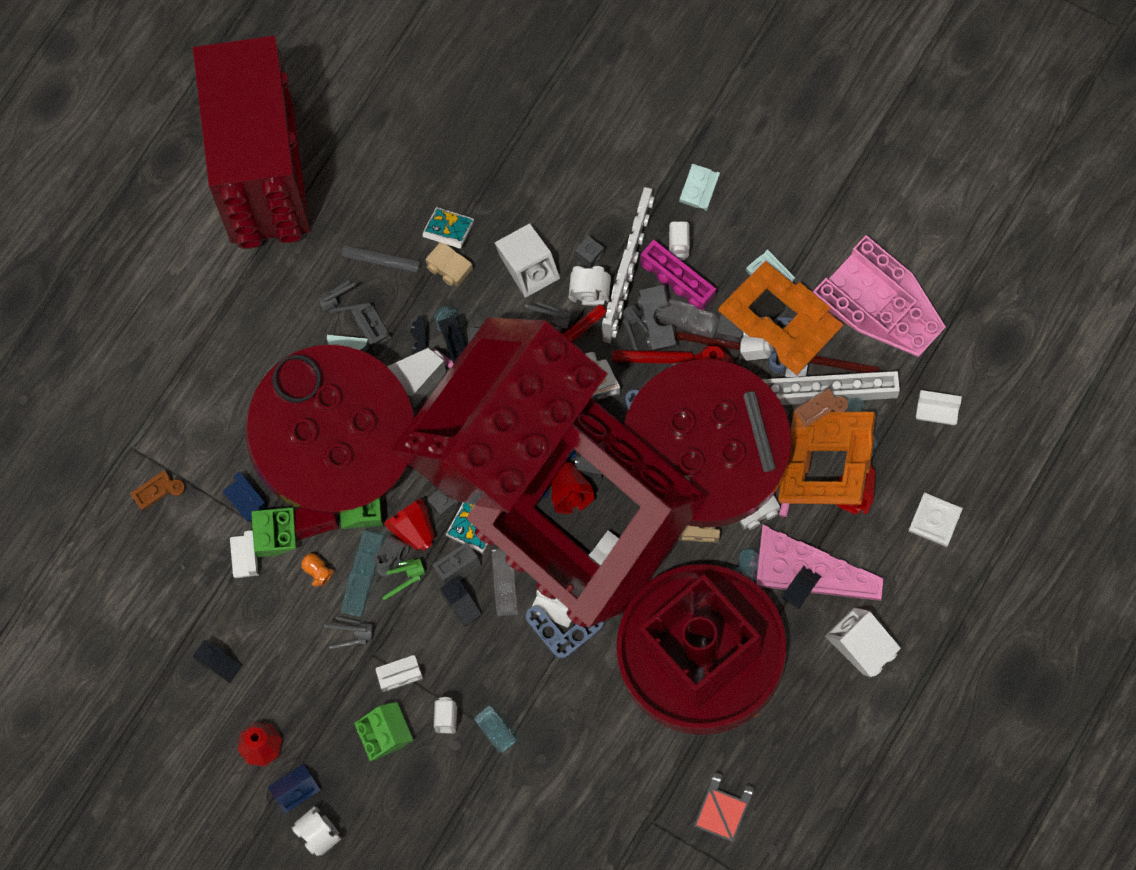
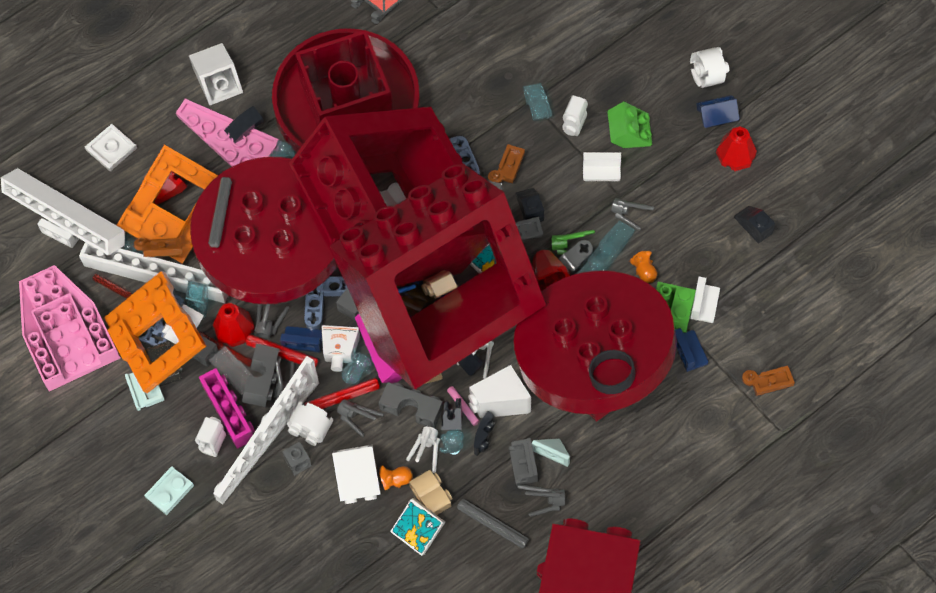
camera: 160 degrees left, 10 degrees down
(472, 318) = (426, 438): none -> white plant
(486, 269) = (396, 477): none -> orange animal
(499, 640) = (508, 166): none -> dark orange hinge
(635, 375) = (302, 339): none -> dark blue panel
(759, 368) = (197, 297): none -> clear light blue slope
(941, 415) = (63, 211): none -> white brick

